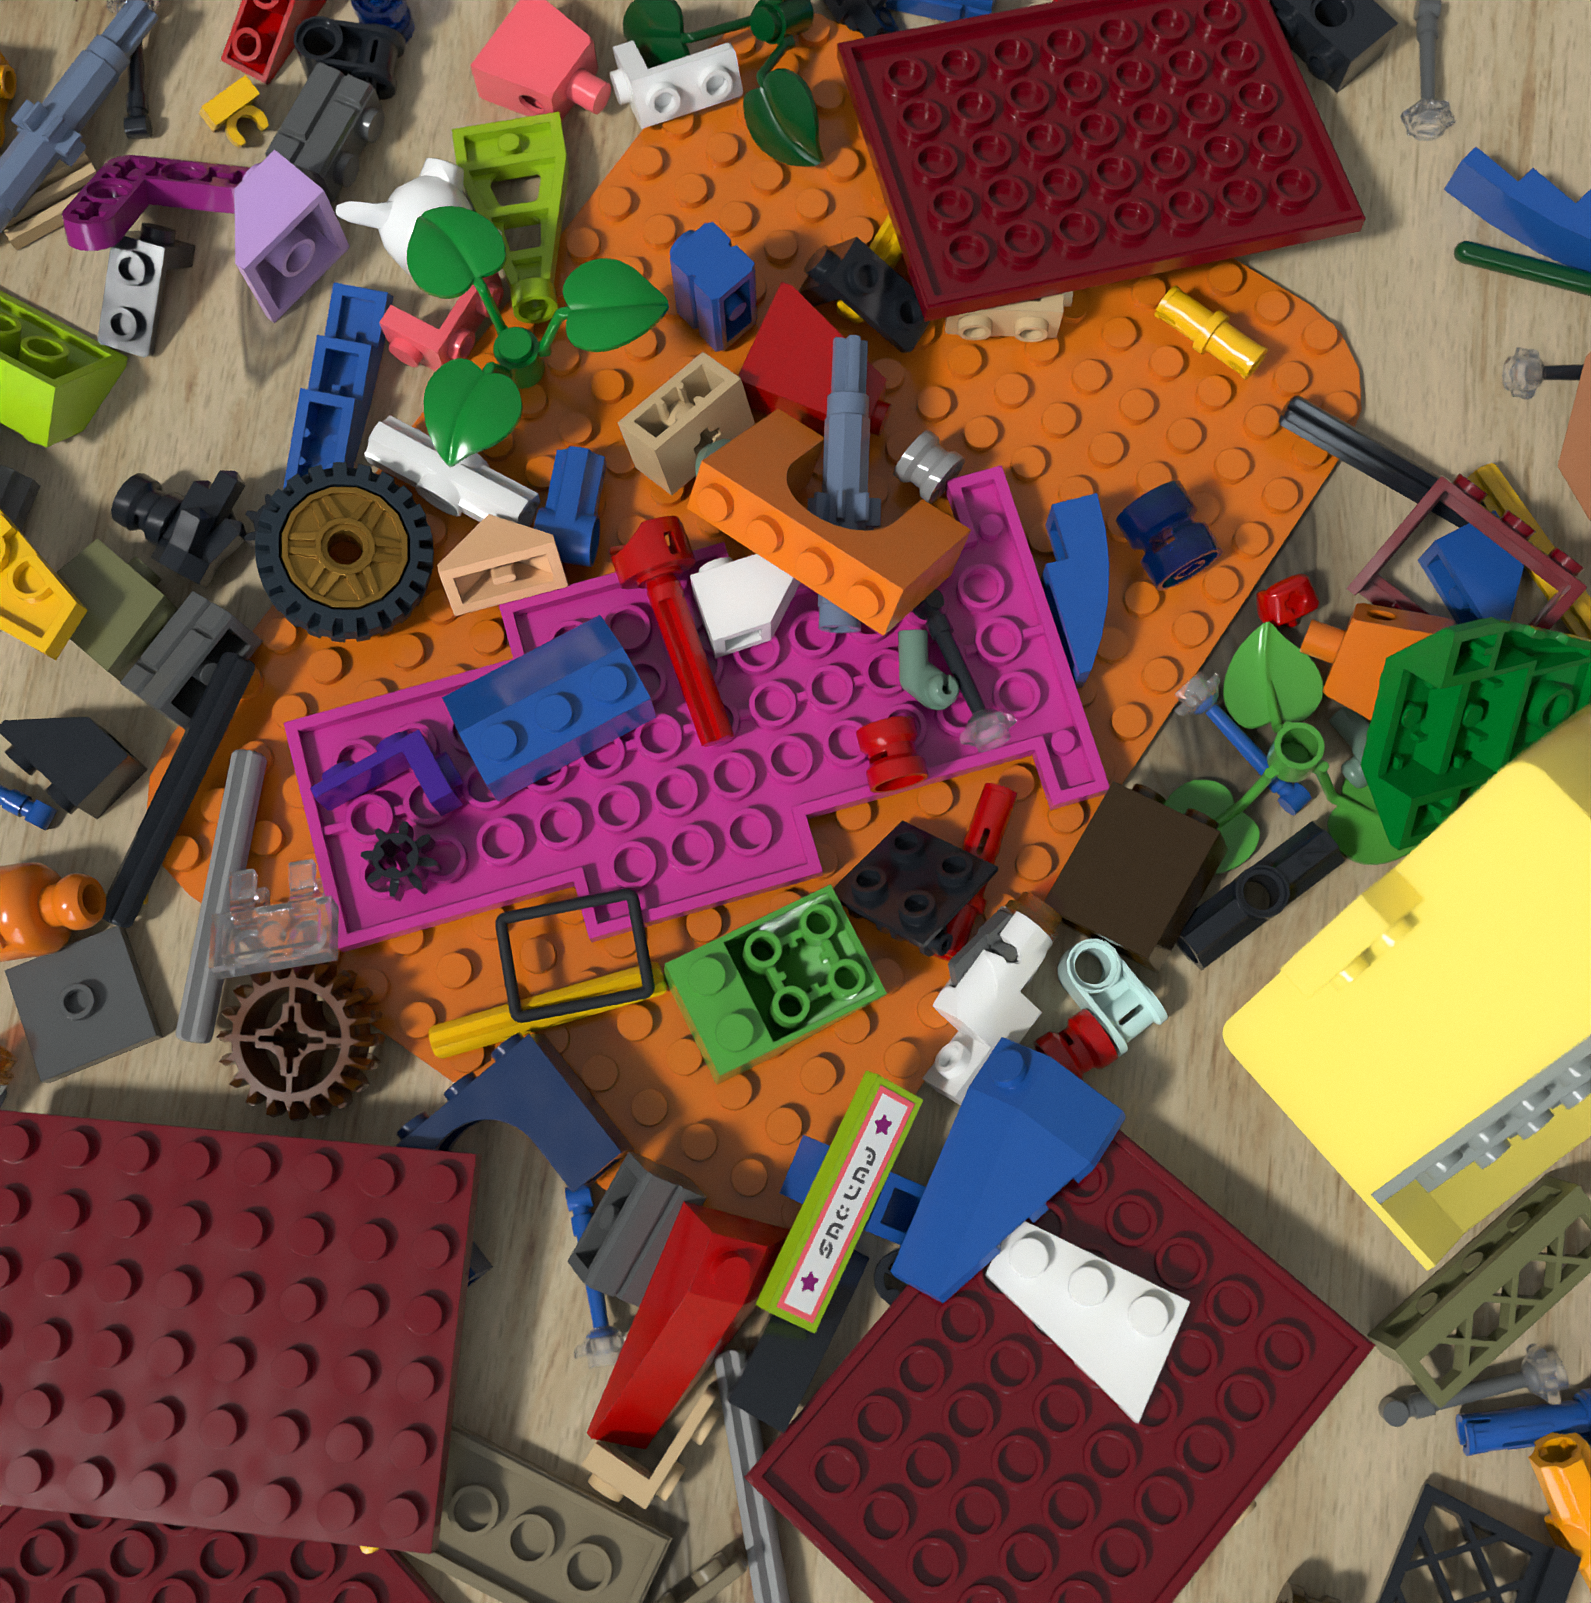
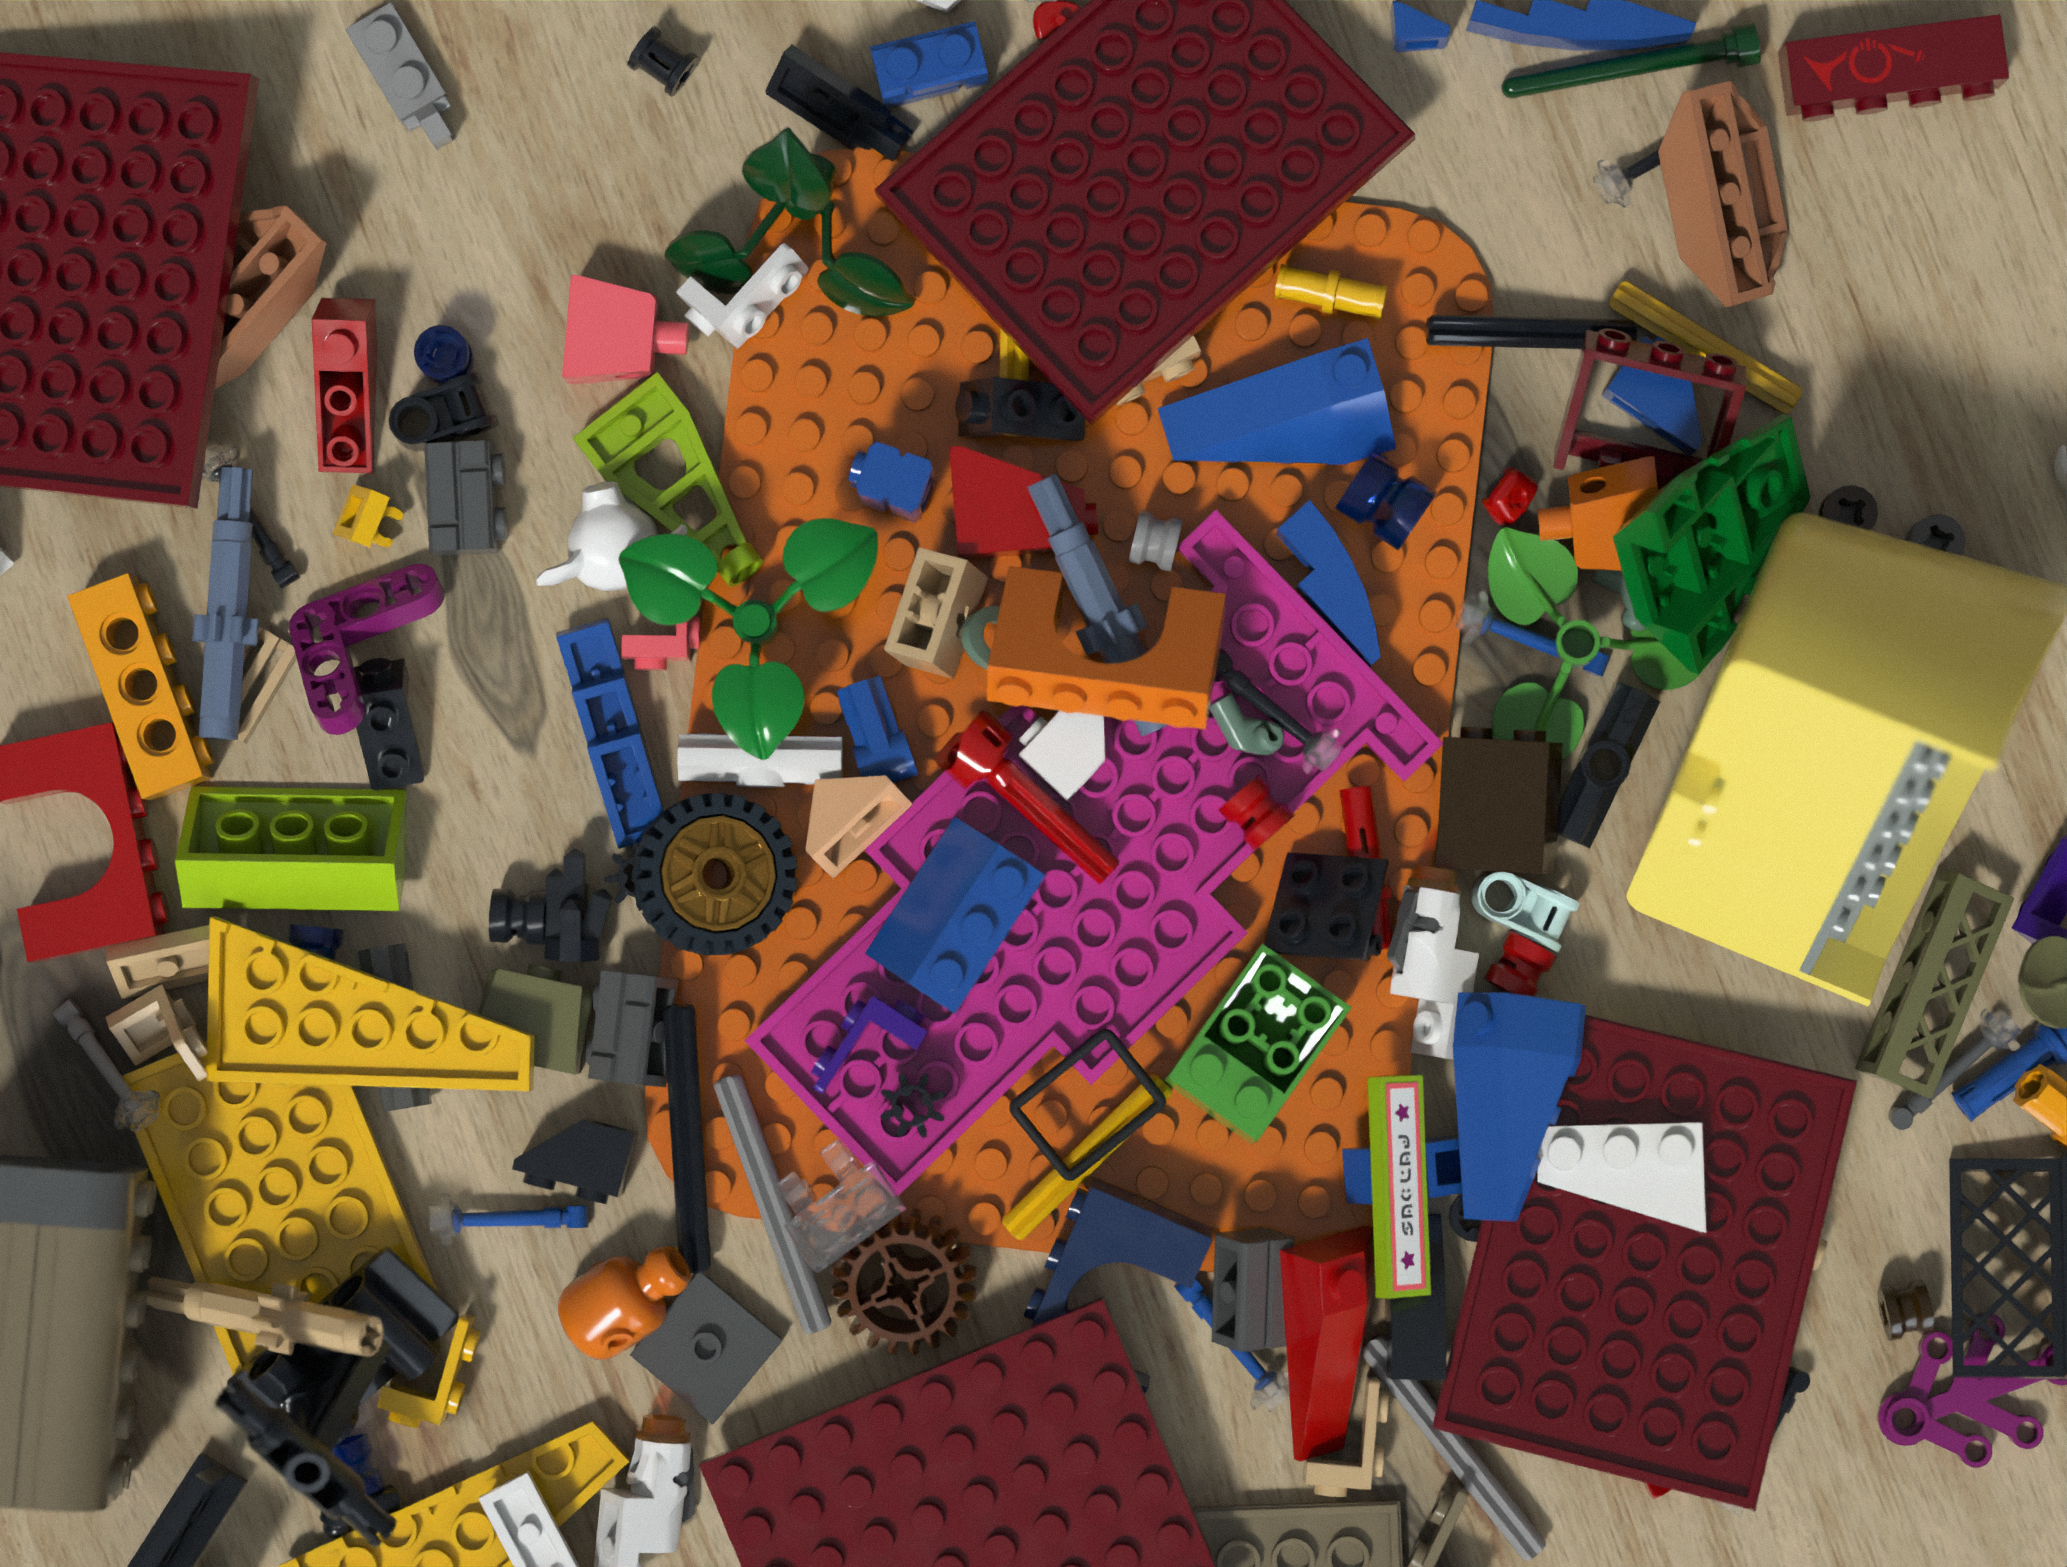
camera: 20 degrees left, 10 degrees up
(283, 233) = (491, 617): lavender slope -> none
(1118, 416) = (1302, 412): none -> blue wedge
(1404, 157) = (1416, 30): none -> blue slope

